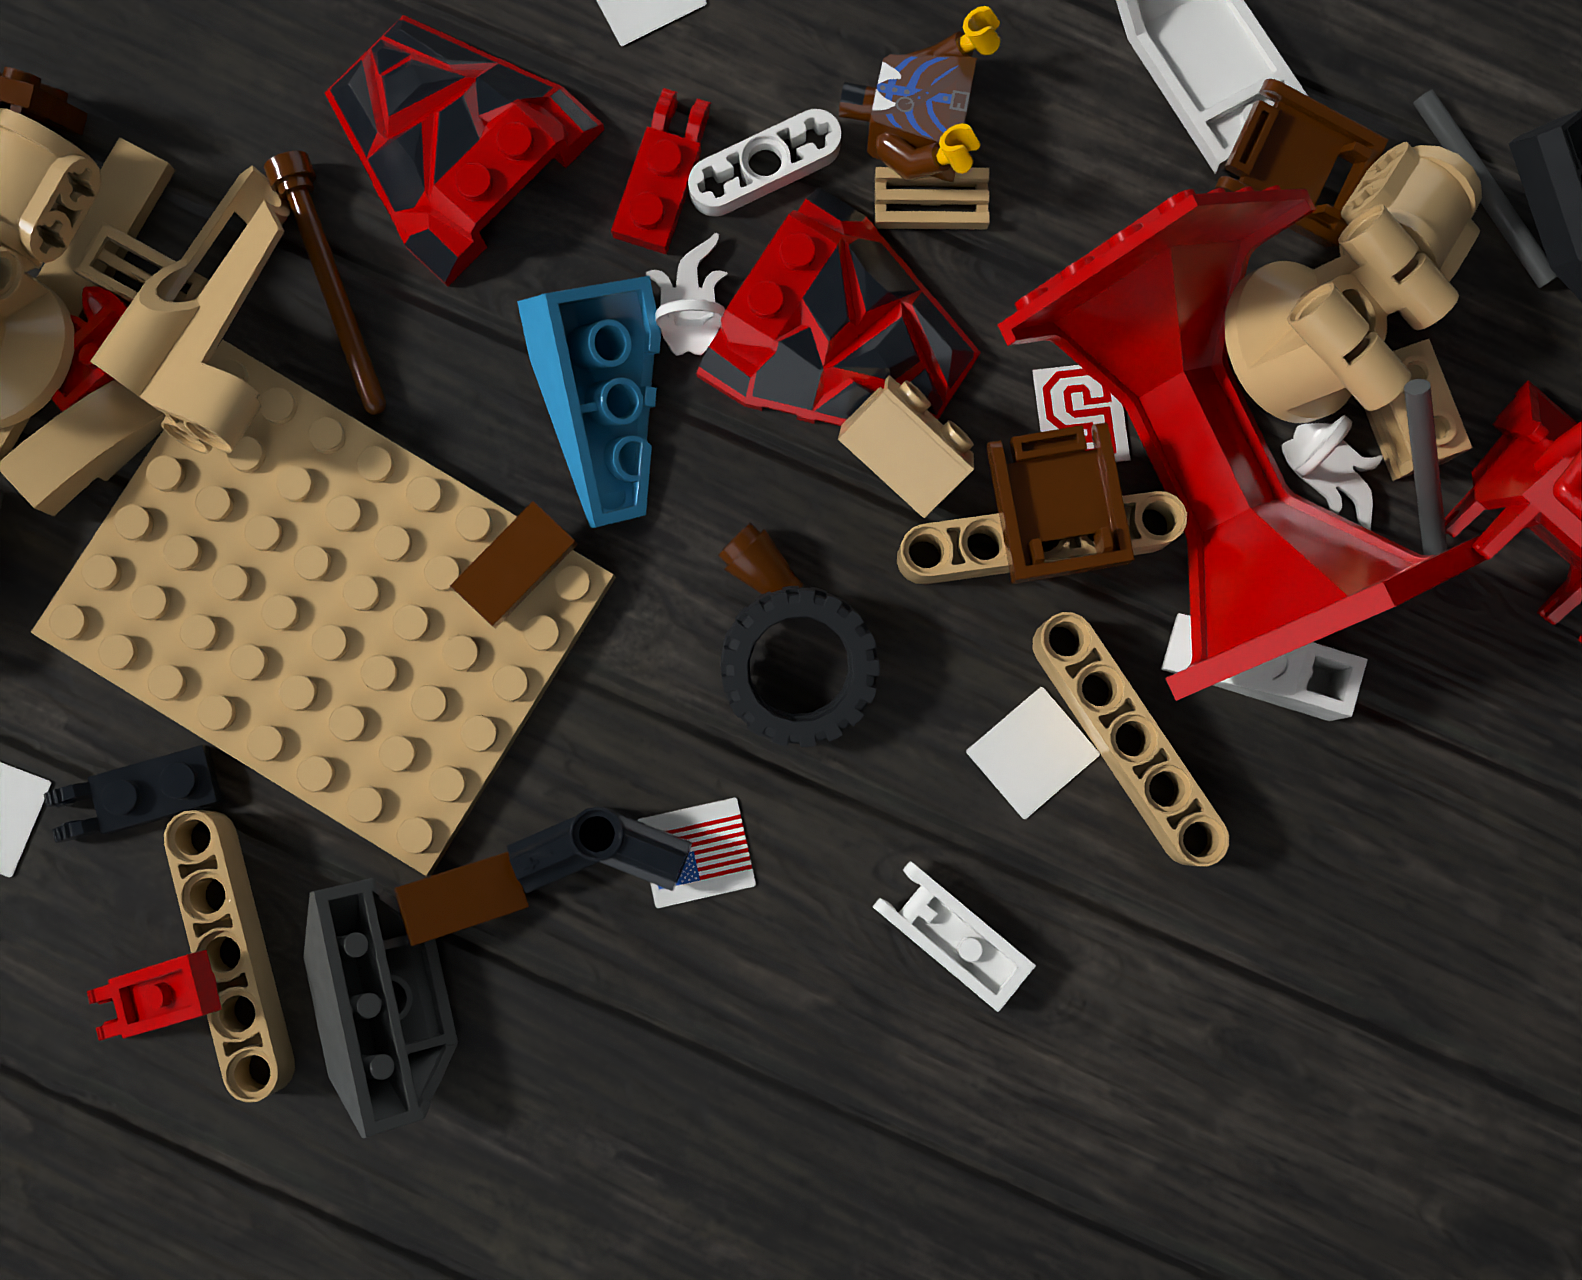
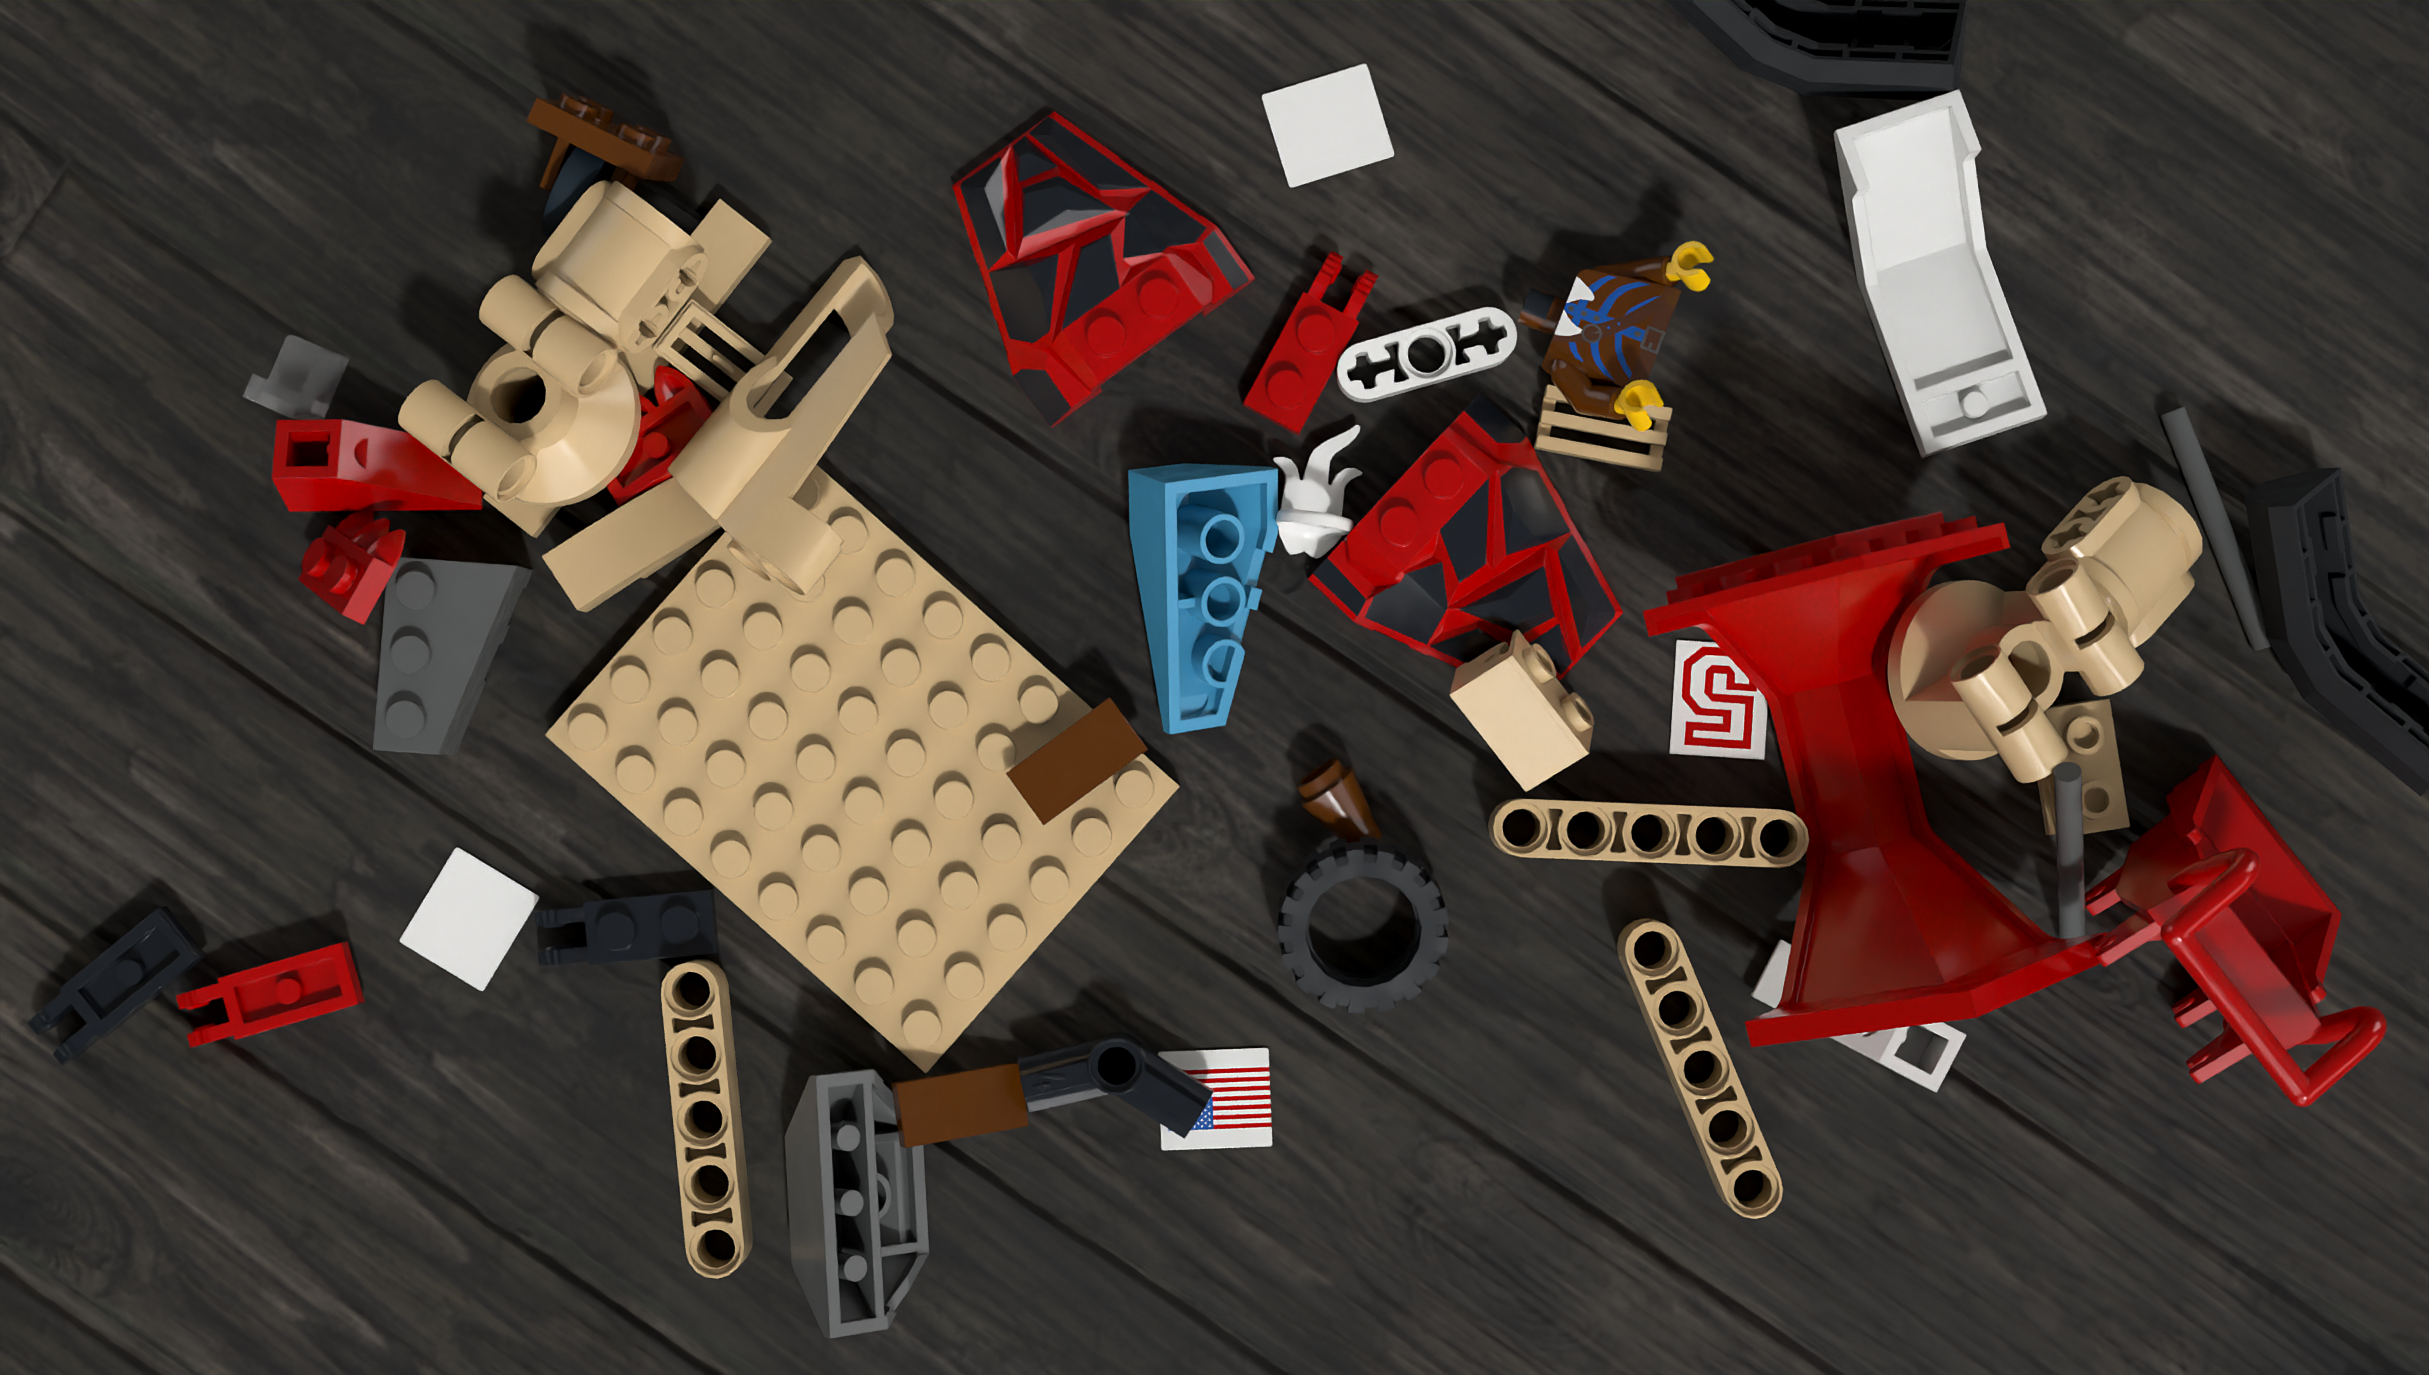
camera: 10 degrees right, 5 degrees up
(158, 995) = (631, 1151): red hinge -> none
(293, 178) = (903, 283): reddish brown piece -> none
(959, 940) = (1476, 1244): white hinge -> none
(1033, 753) = (1595, 1058): white sticker -> none
(1056, 495) = (1674, 795): reddish brown container -> none
(1296, 149) = (2005, 459): reddish brown container -> none
(1328, 463) = (1975, 803): white piece -> none

